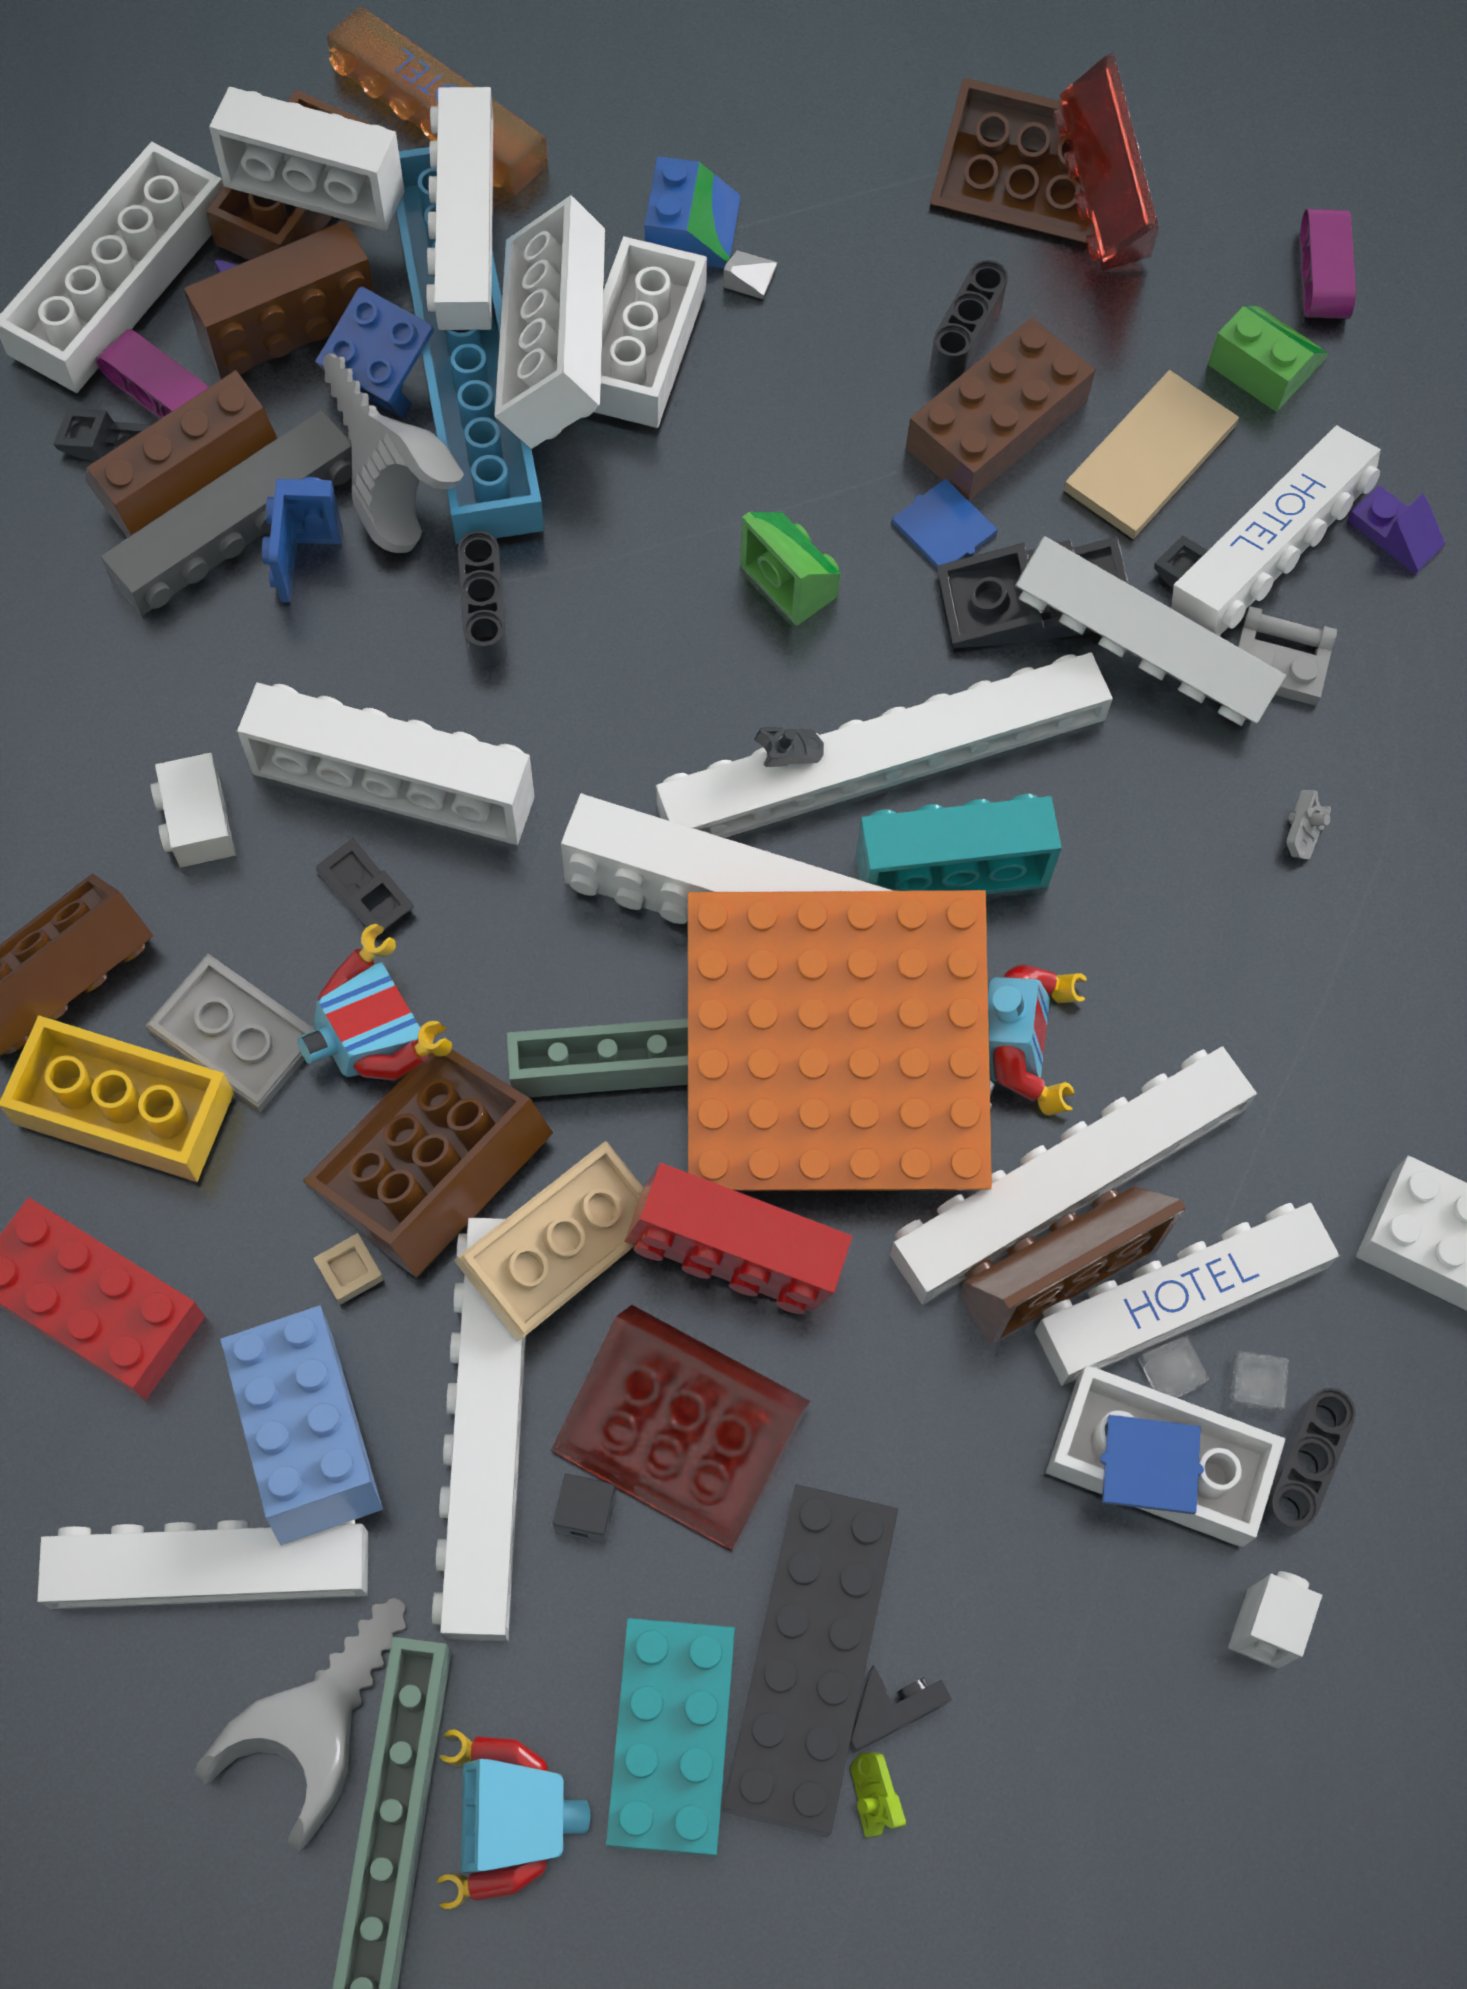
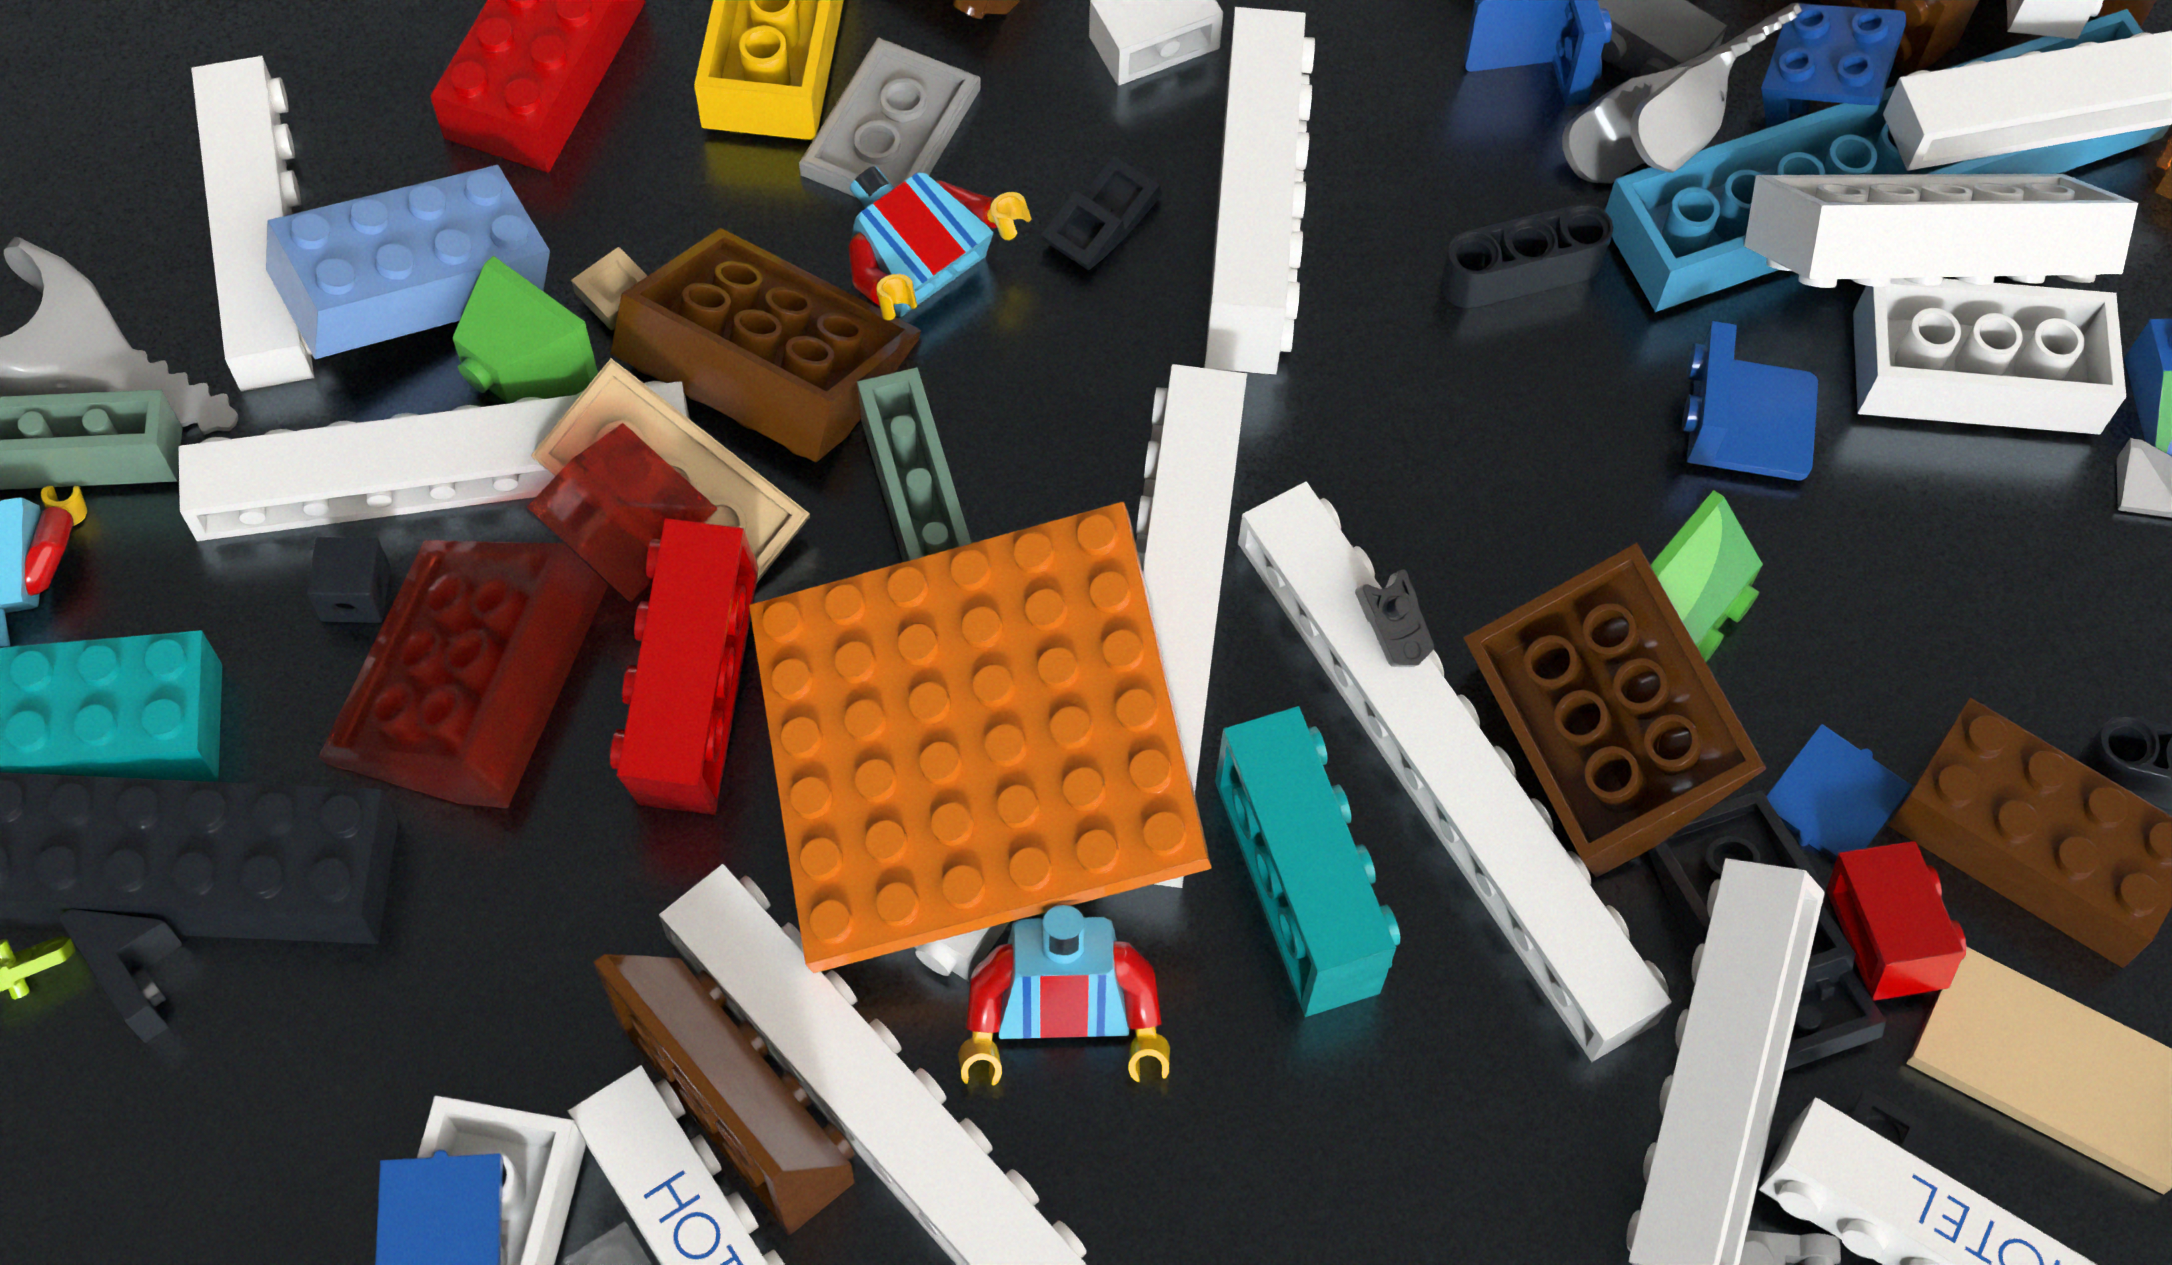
camera: 80 degrees right, 5 degrees down
(396, 1341) = (521, 340): none -> bright green slope
(589, 1271) = (614, 504): none -> clear red slope
(646, 492) = (1748, 411): none -> blue bracket
(883, 627) = (1615, 709): none -> reddish brown slope
(1049, 507) = (1896, 920): none -> red piece

